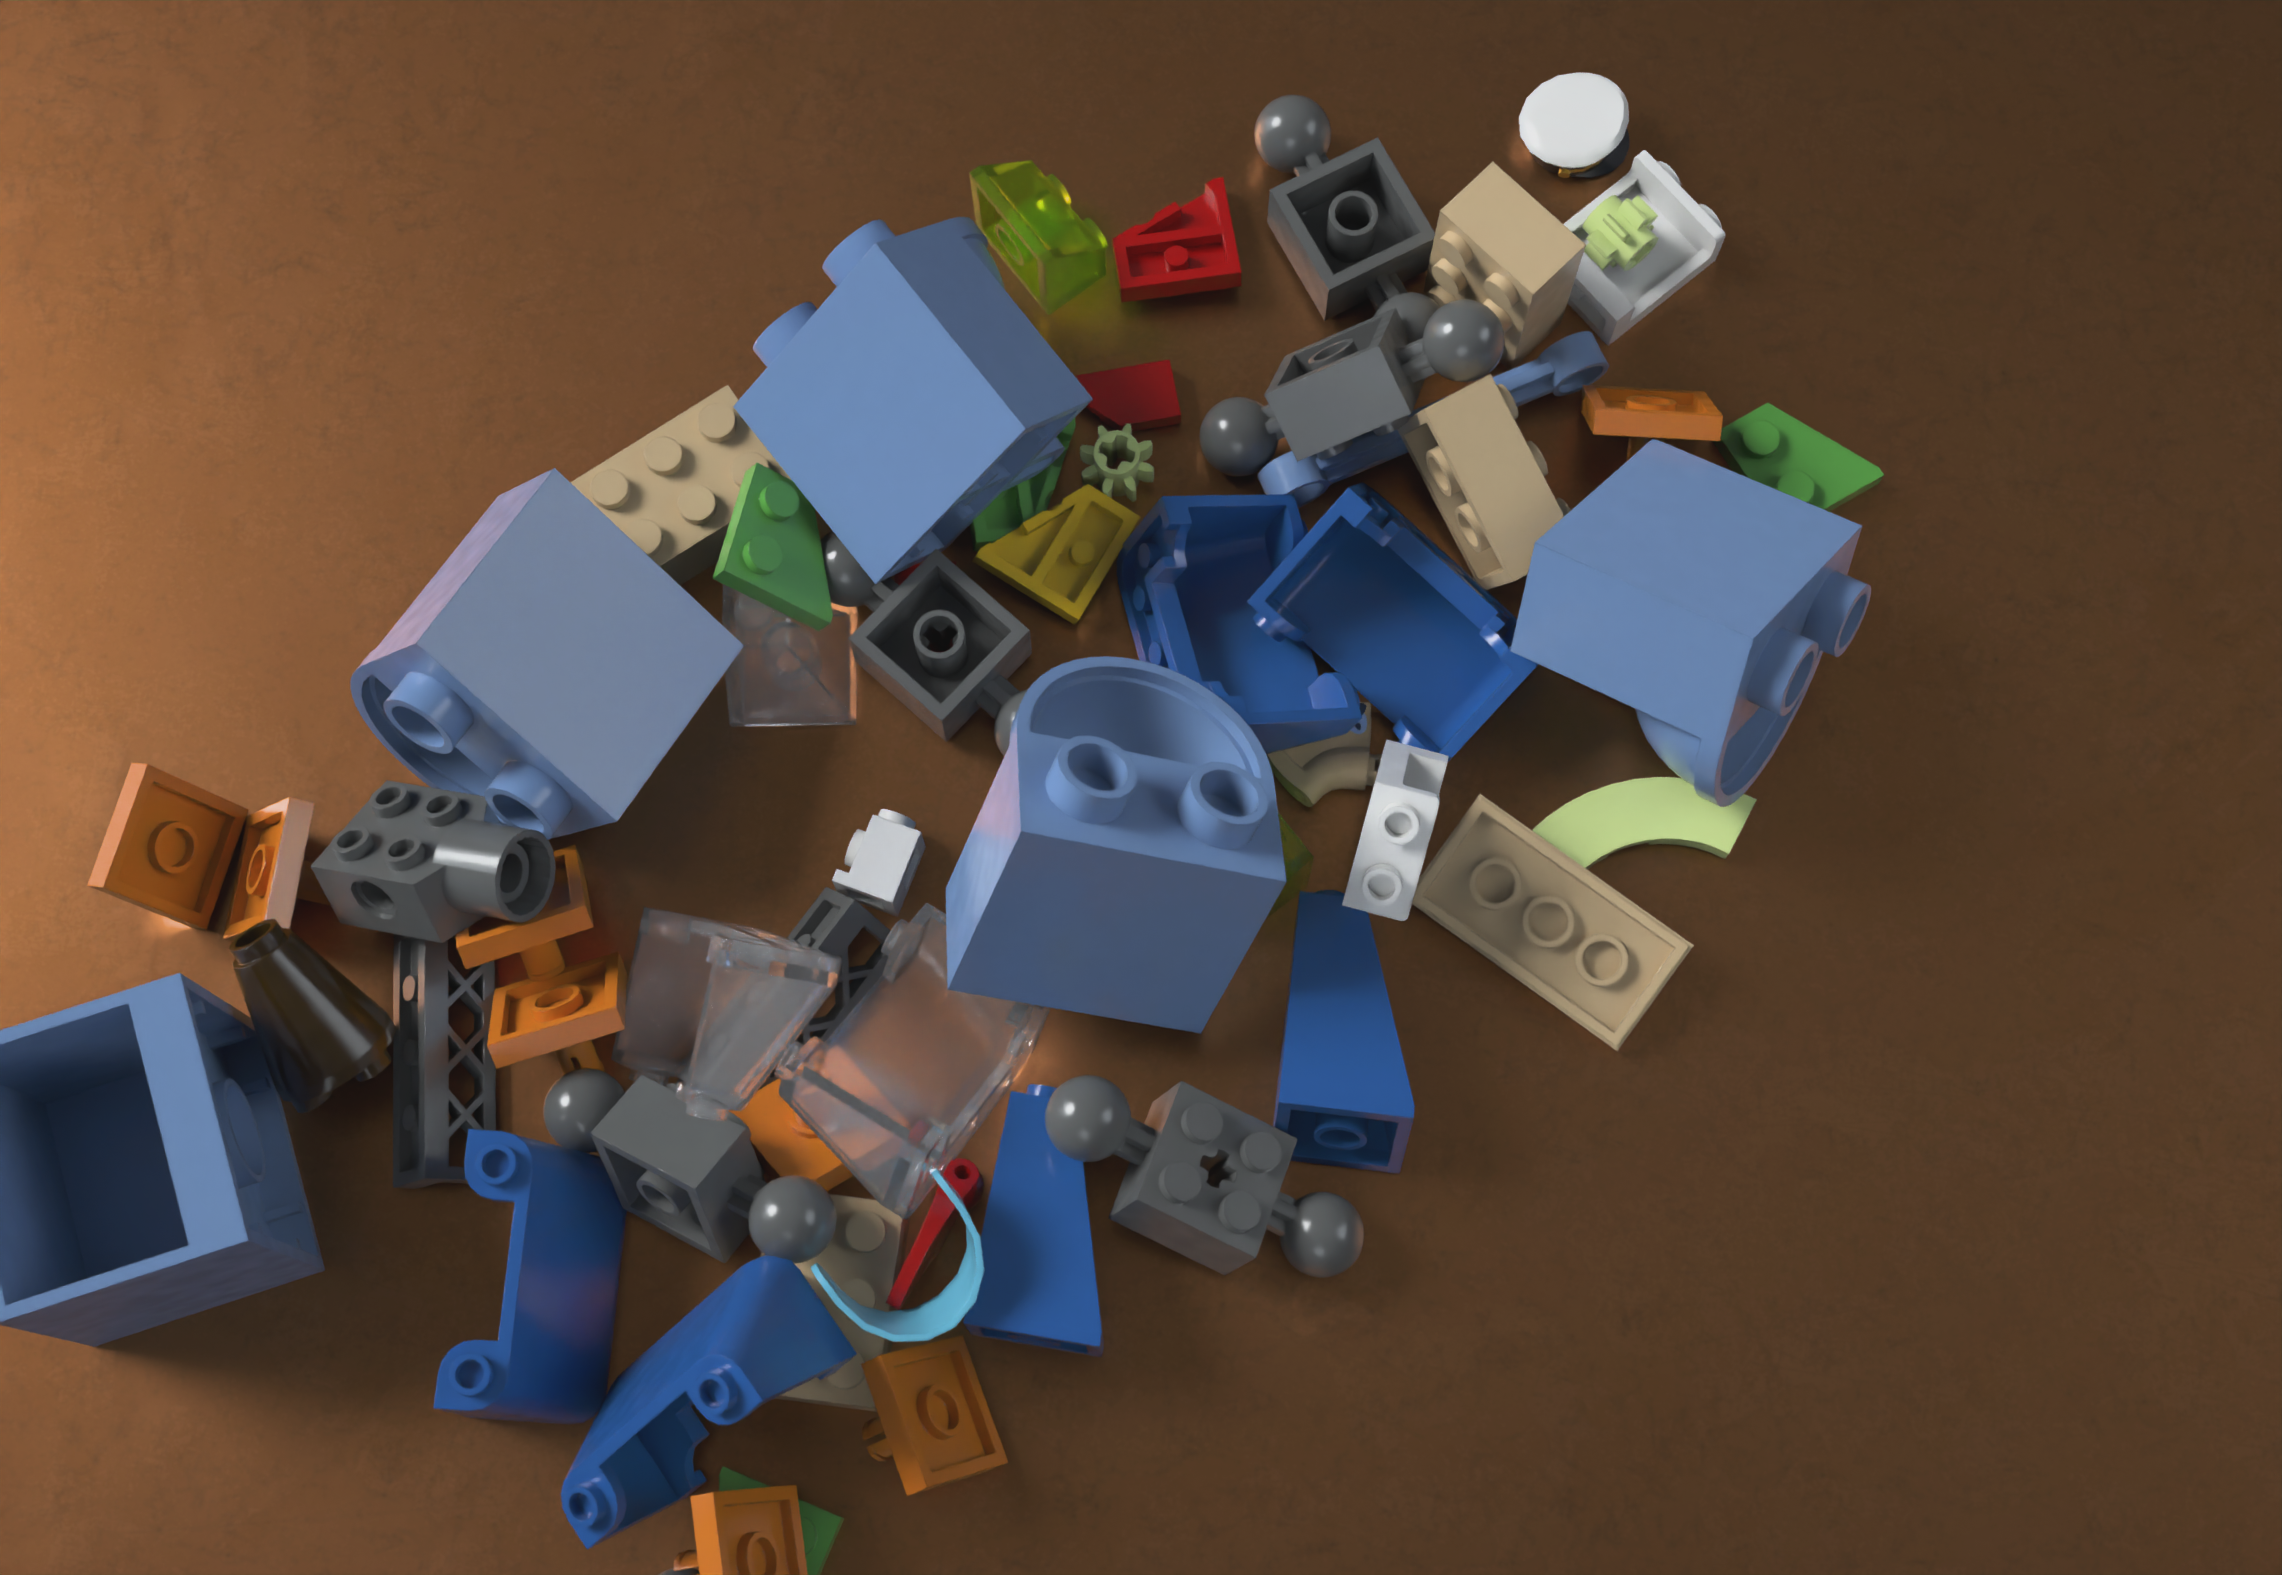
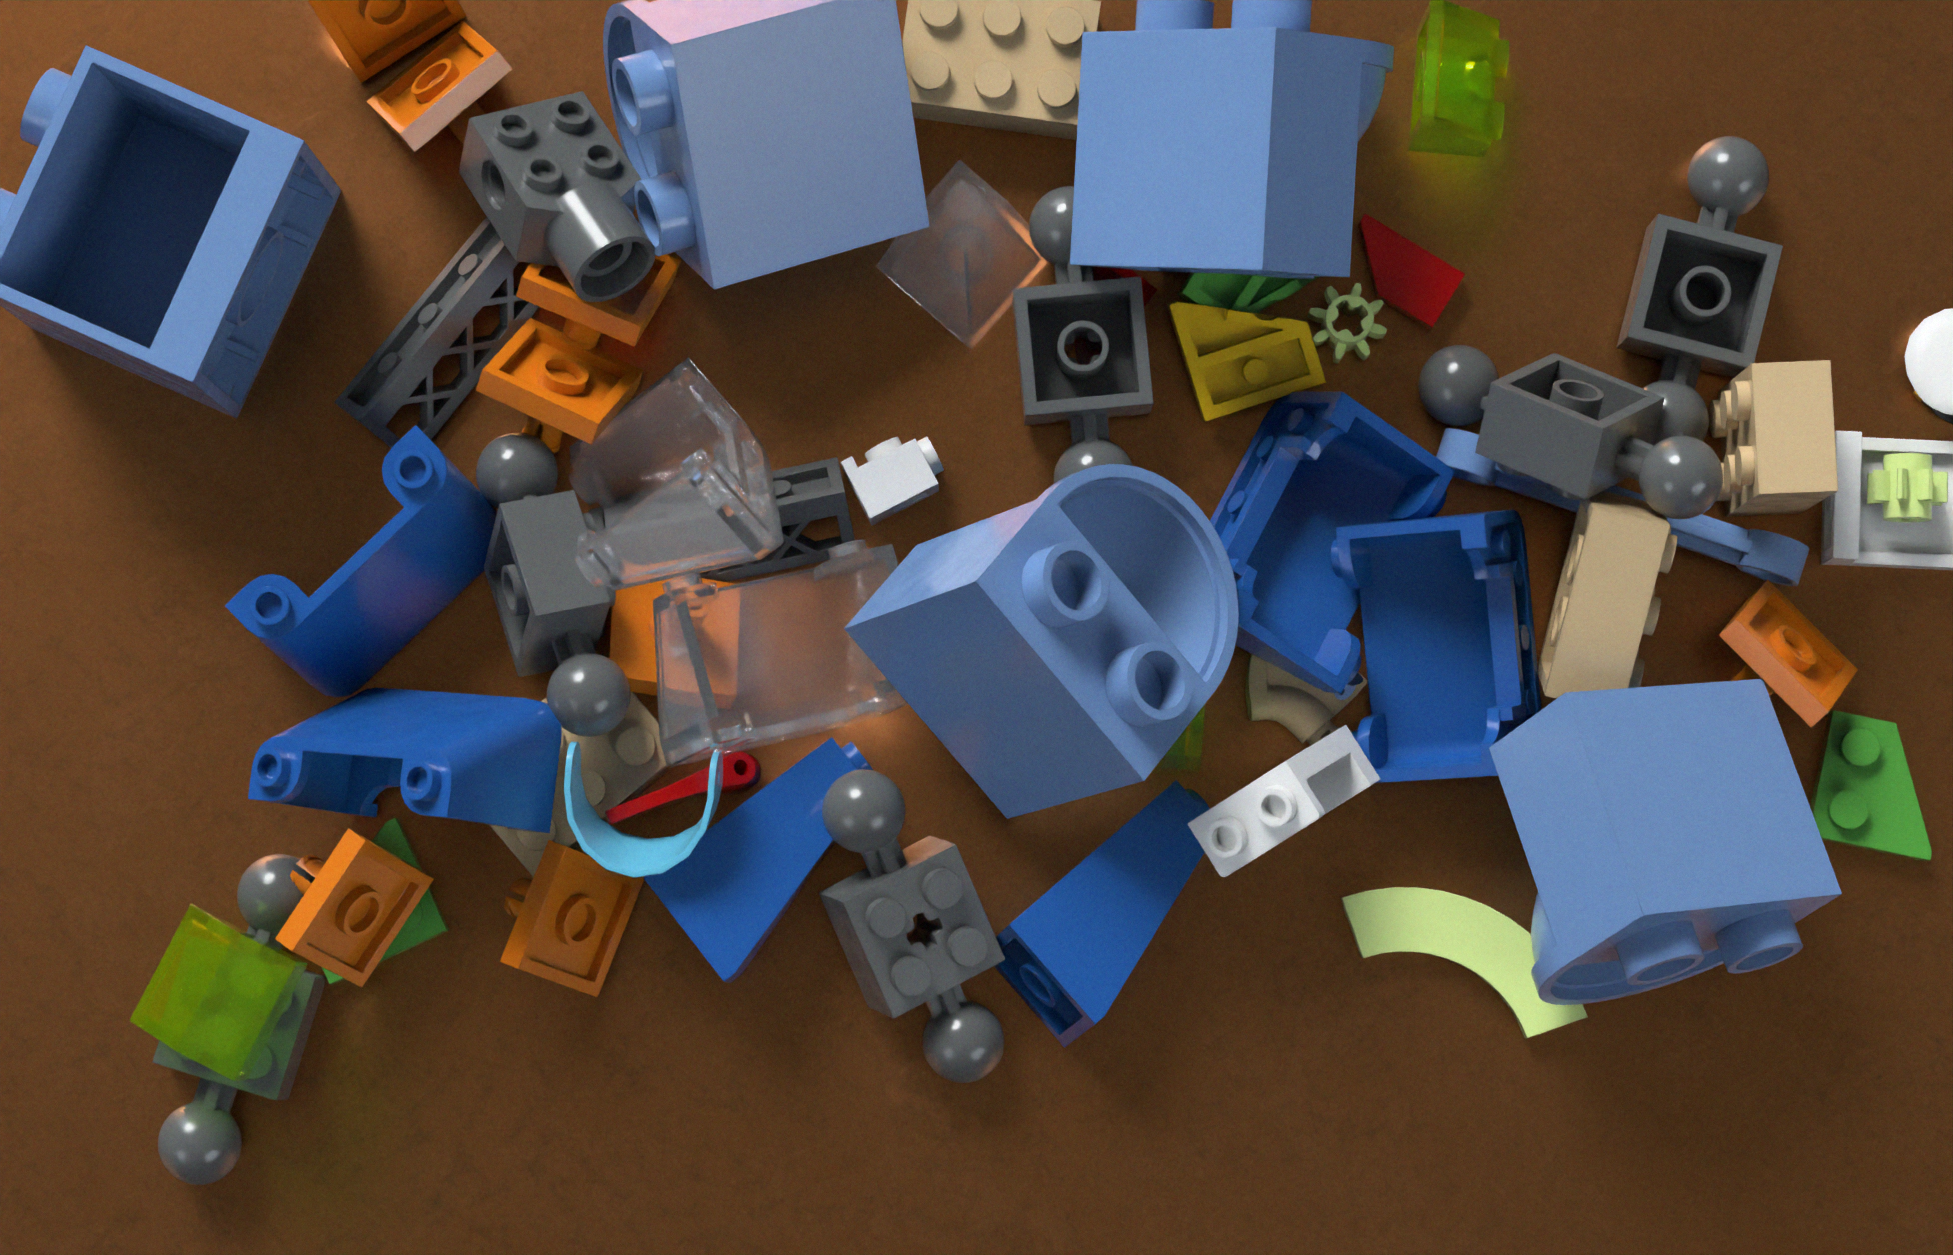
camera: 40 degrees right, 10 degrees up
(307, 1016) = (376, 229): dark brown cone -> none
(776, 549) = (1019, 170): bright green wing -> none
(1180, 250) = (1555, 191): red wing -> none
(1549, 922) = (1343, 966): tan tile -> none

